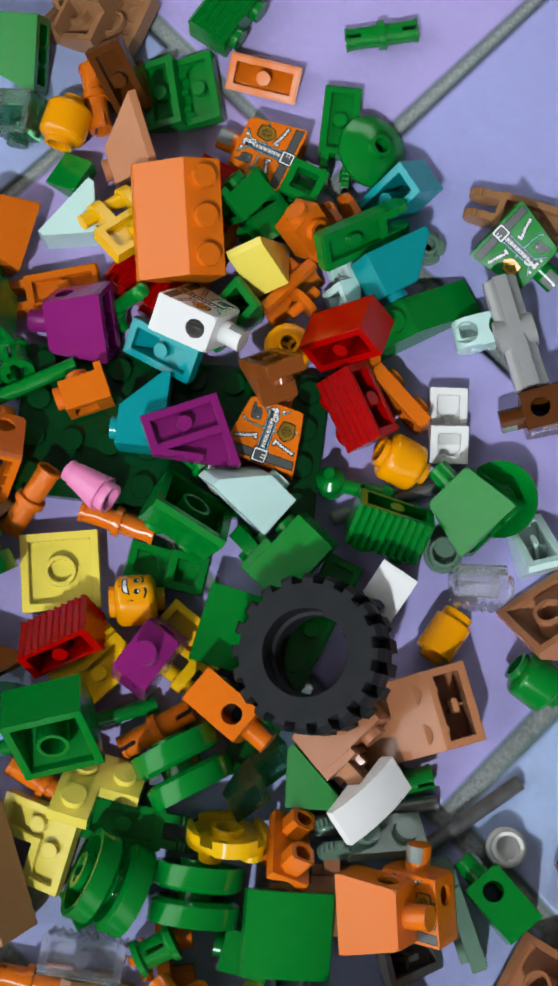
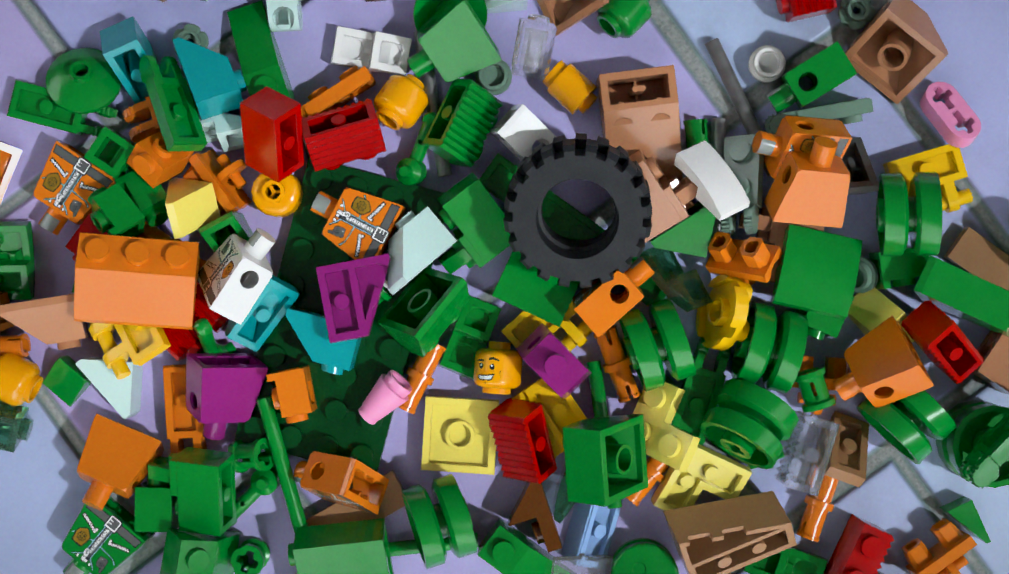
camera: 80 degrees left, 10 degrees up
(30, 499) = (389, 455): orange pin -> none
(272, 374) = (303, 211): dark orange slope -> none

